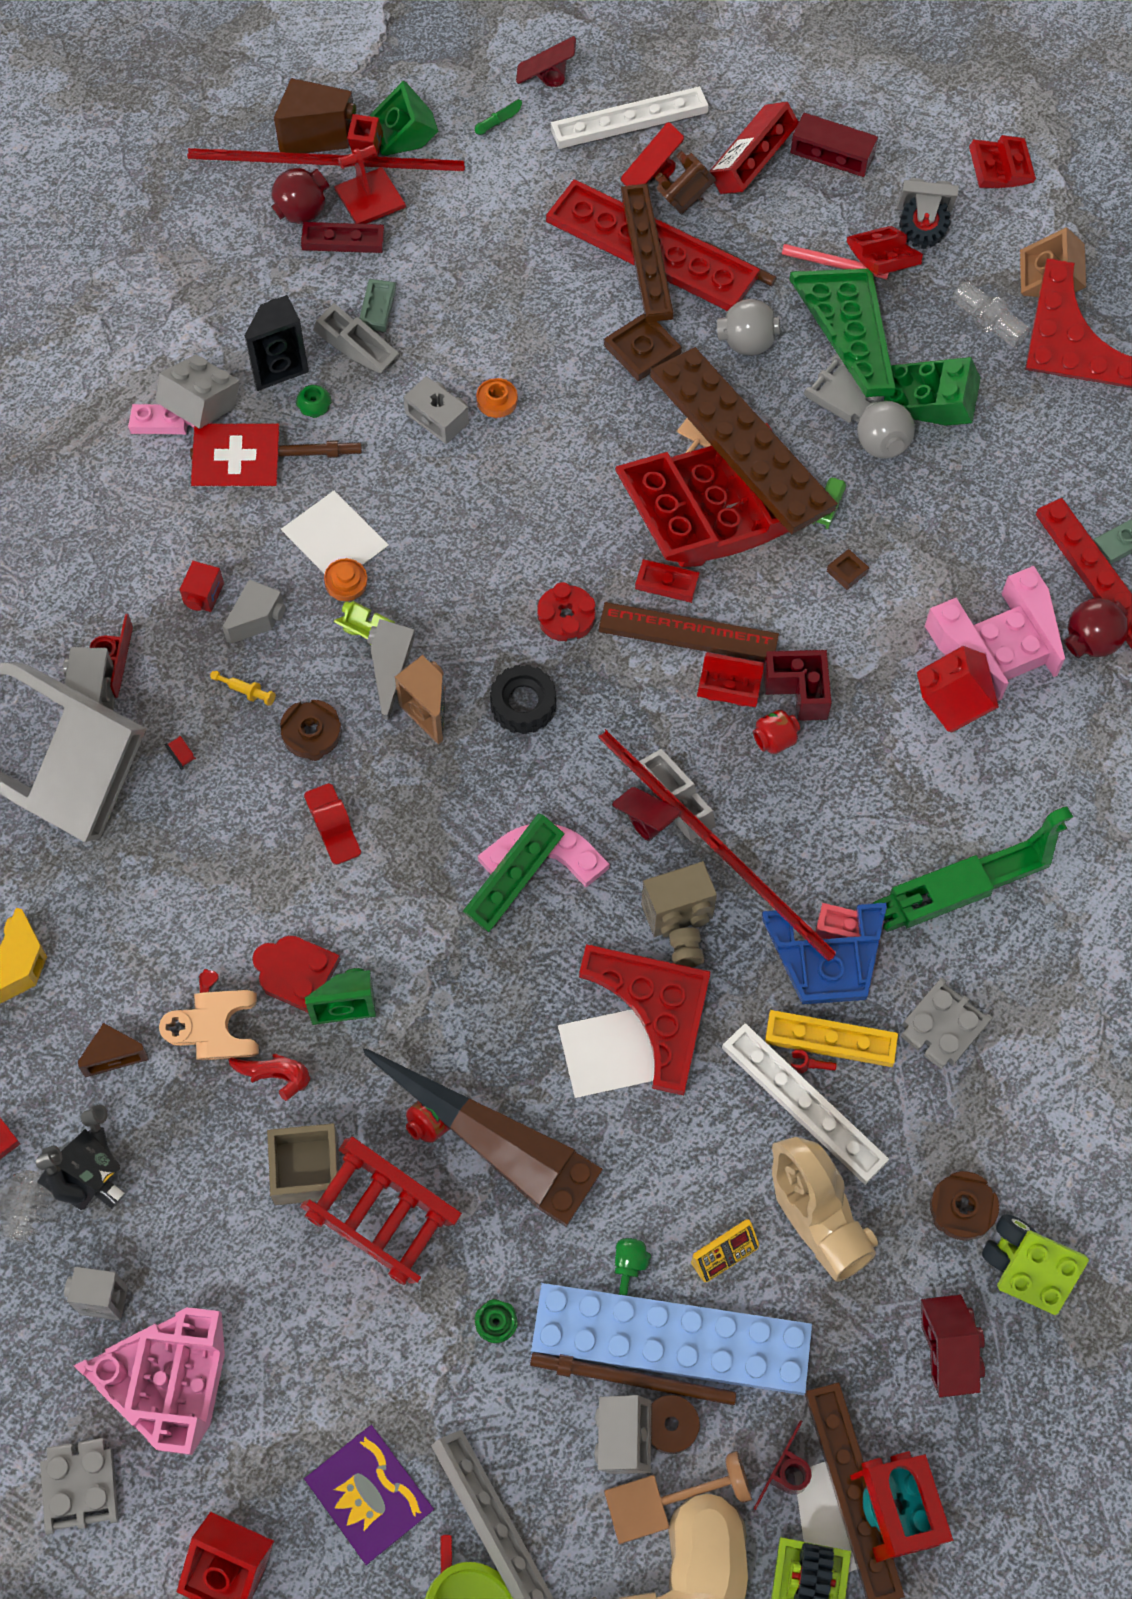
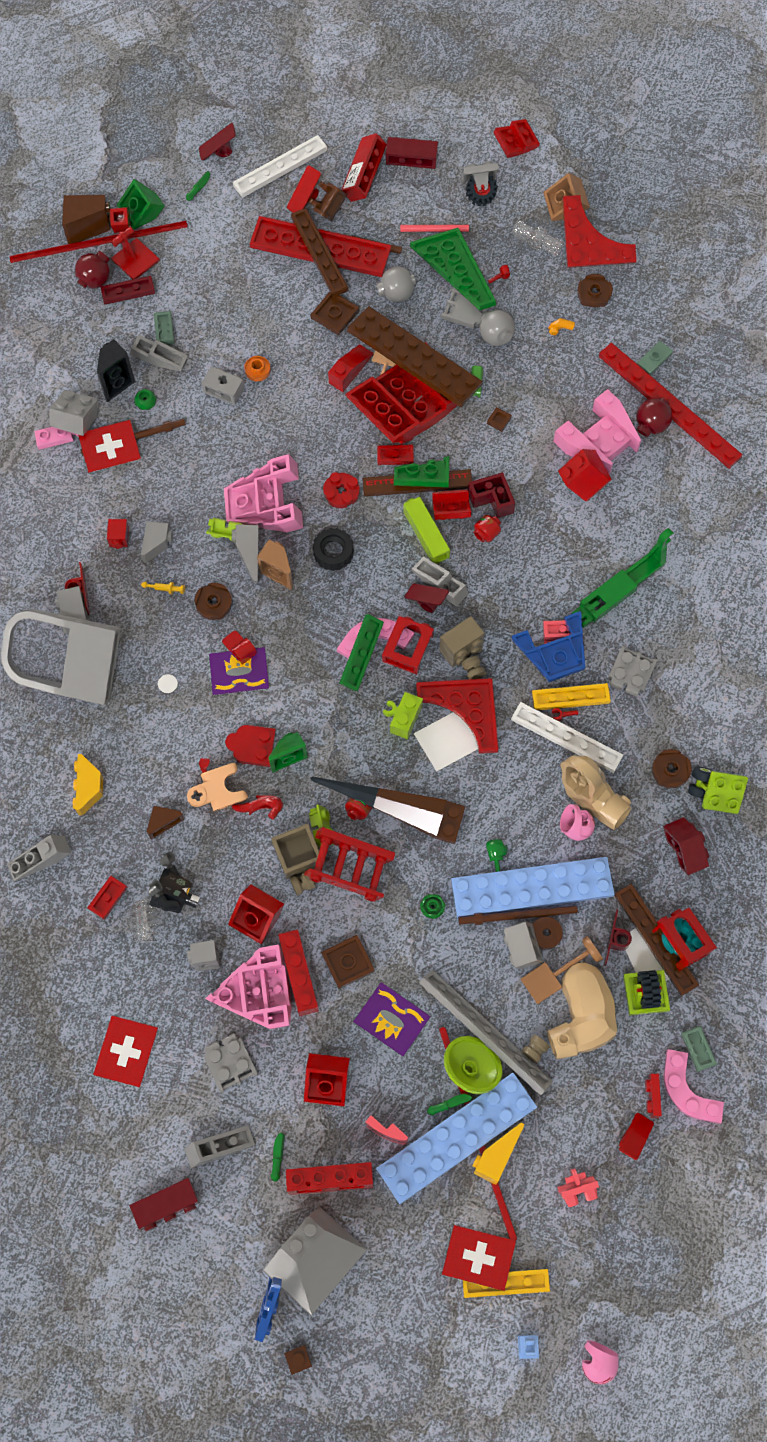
camera: 15 degrees left, 5 degrees up
(180, 752) = (139, 636): red piece -> none
(197, 837) = (167, 683): none -> white sticker
(205, 1247) = (255, 913): none -> red slope
(239, 1368) = (298, 972): none -> red brick
(293, 1220) = (301, 883): none -> dark tan wheel
(302, 855) = (231, 676): none -> dark purple sticker
(326, 1374) = (347, 961): none -> reddish brown plate
(333, 532) = (186, 481): white sticker -> none
(345, 579) = (203, 505): orange plate -> none
(362, 1119) = (319, 817): none -> lime hinge
(438, 591) = (260, 497): none -> bright pink wedge
(551, 991) = (404, 715): none -> lime brick
(576, 906) = (401, 661): none -> red panel
(637, 431) = (348, 367): none -> red slope
(678, 709) = (426, 530): none -> lime brick
(708, 624) = (427, 475): none -> green wing
(719, 847) = (474, 604): red piece -> none
(725, 1251) = (546, 832): slope -> none
(777, 1254) = (578, 824): none -> bright pink helmet
(884, 250) = (462, 213): red slope -> none
(923, 353) = (504, 274): none -> red hand
(937, 390) = (519, 295): green slope -> none
(988, 449) = (561, 323): none -> light orange arm
(1054, 427) = (591, 299): none -> reddish brown plate

